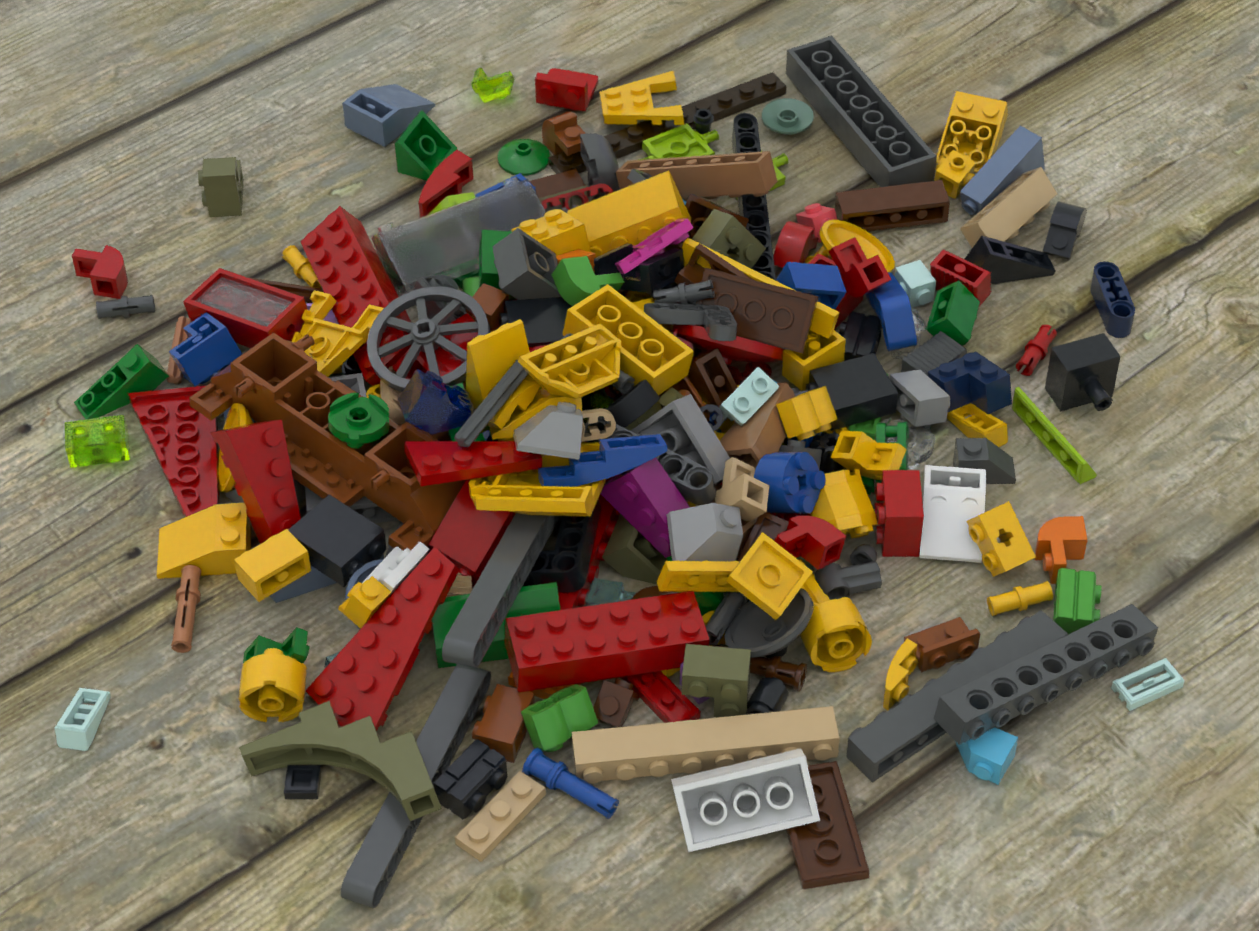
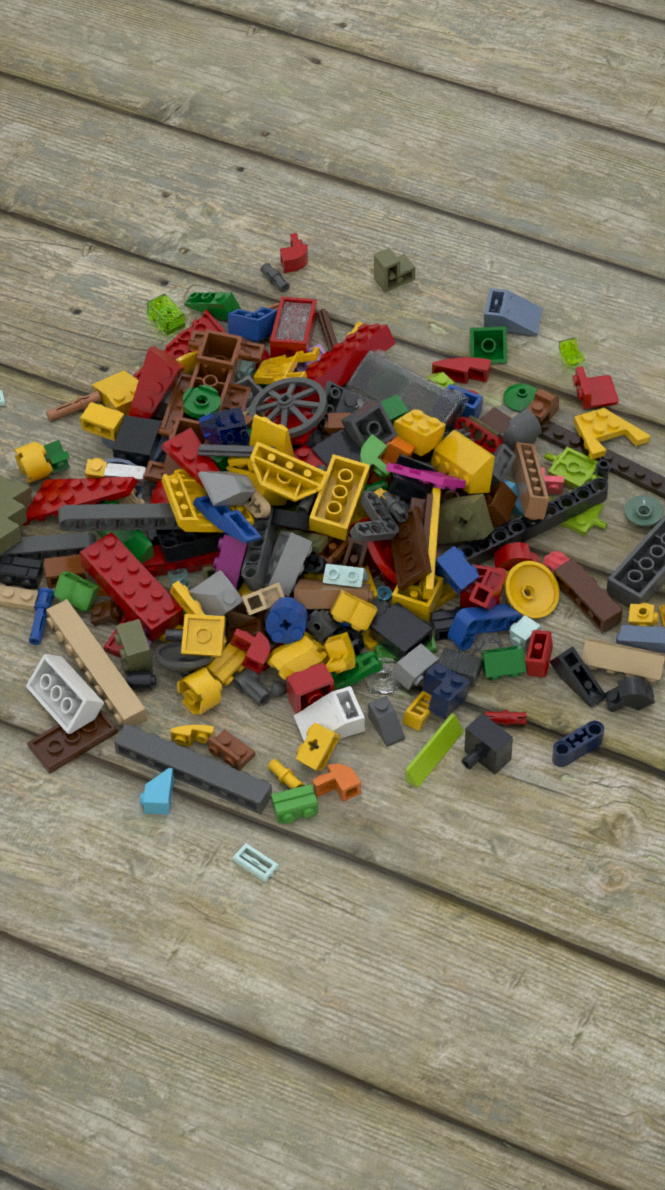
camera: 65 degrees right, 5 degrees up
(787, 672) = (166, 677): reddish brown pin -> none
(1045, 674) = (218, 792): dark grey brick -> none

